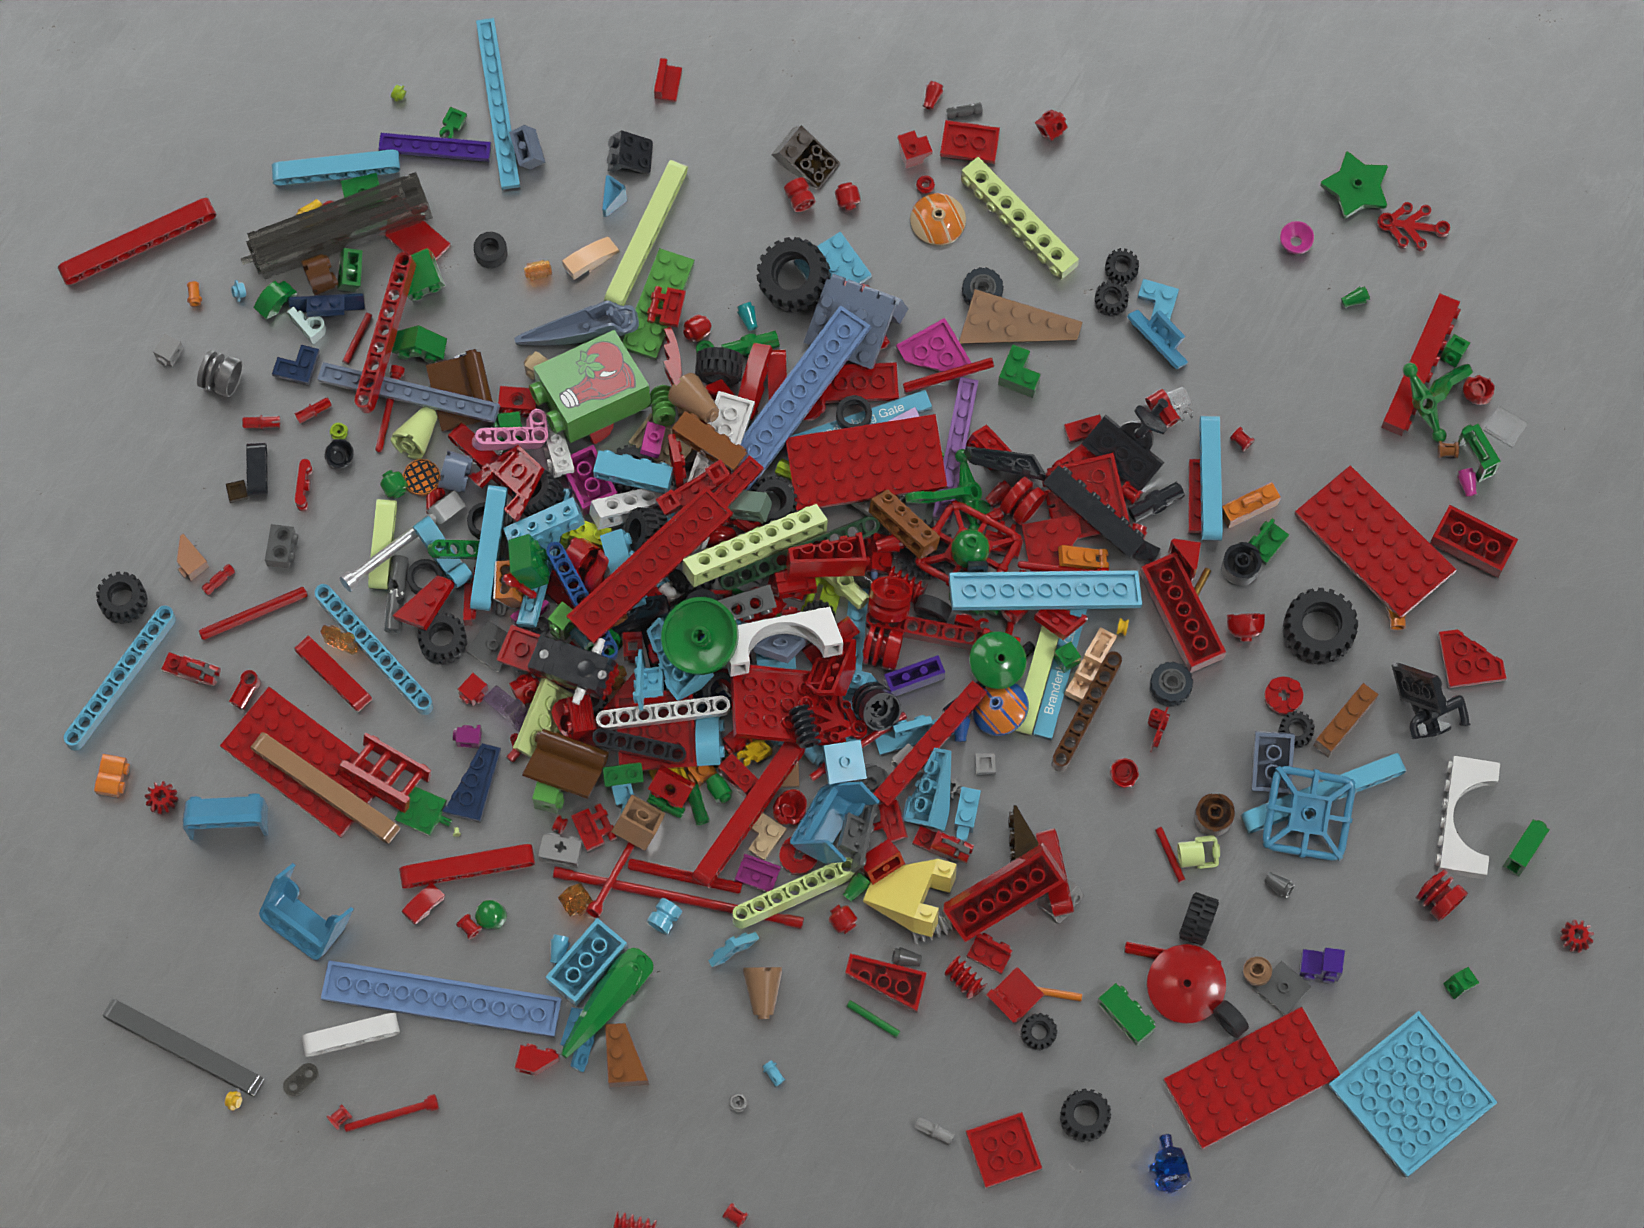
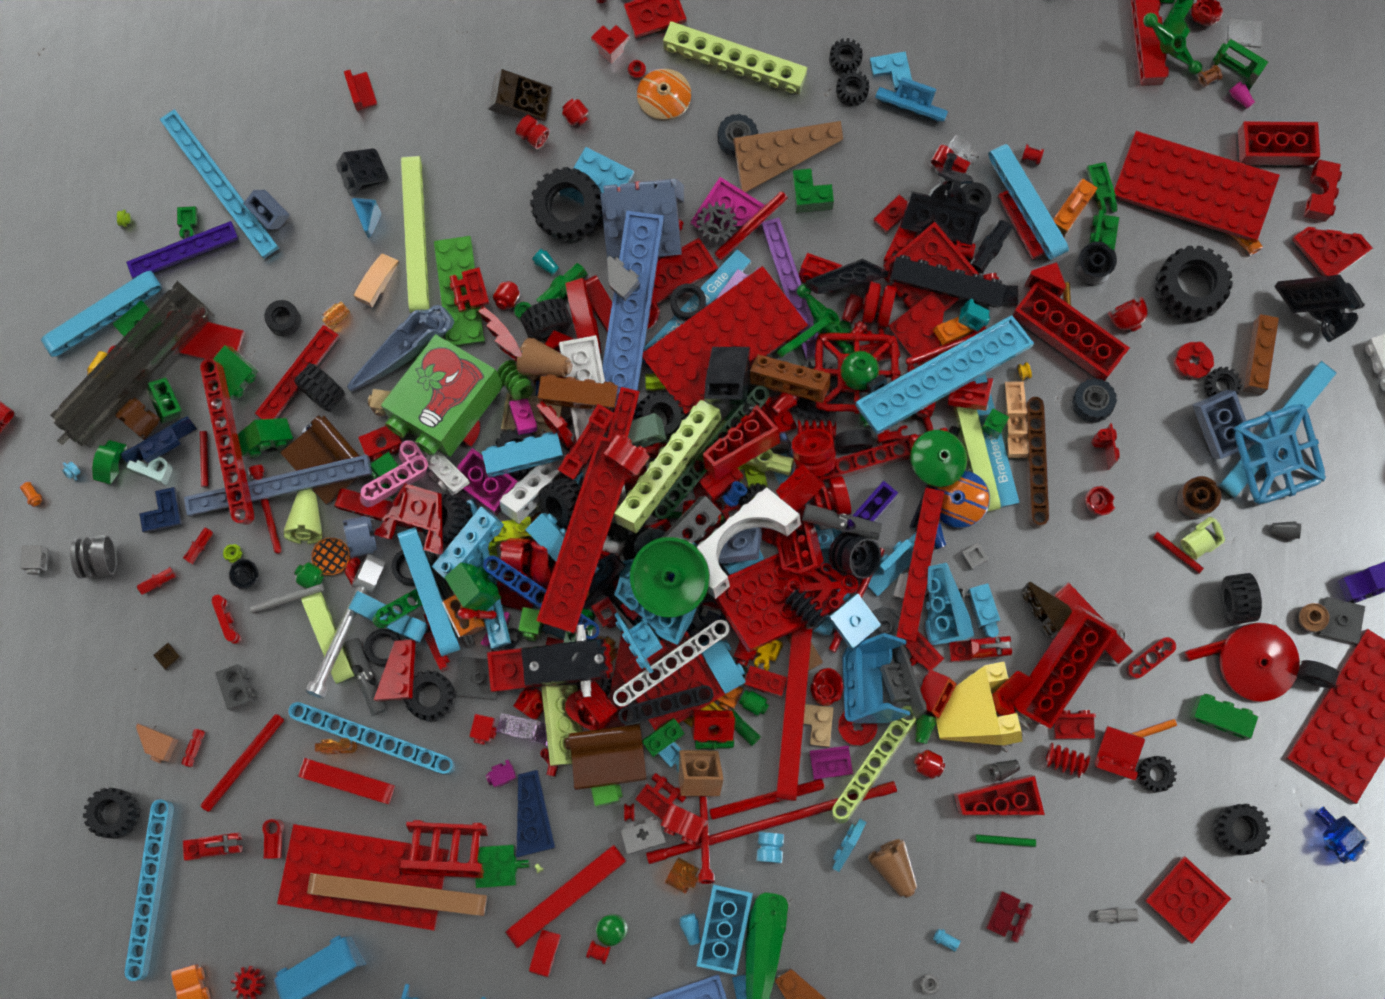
camera: 25 degrees left, 5 degrees up
(257, 469) = (175, 627): black beam -> none
(365, 493) = (287, 598): none -> light grey bar
(477, 305) = (286, 387): none -> red plate
(489, 326) = (319, 387): none -> black tyre
(601, 856) = (684, 823): none -> red brick
(720, 515) = (626, 456): none -> red brick
(797, 601) = (734, 494): none -> blue bush
(801, 363) = (621, 280): none -> light grey slope
(835, 1079) = (1004, 913): none -> dark red plate
(849, 493) = (728, 375): none -> black slope
(858, 621) = (799, 488): none -> red brick
(869, 661) = (831, 519): none -> dark grey piece
(926, 357) = (710, 226): none -> dark grey gear
(945, 891) = (1007, 692): none -> red bracket
(1102, 554) = (974, 316): none -> teal brick
(1107, 934) = (1158, 645): none -> red beam
(1171, 444) = (982, 192): none -> black tyre
(1289, 498) = (1100, 178): none -> green hinge
(1481, 616) = (1326, 175): none -> red arch

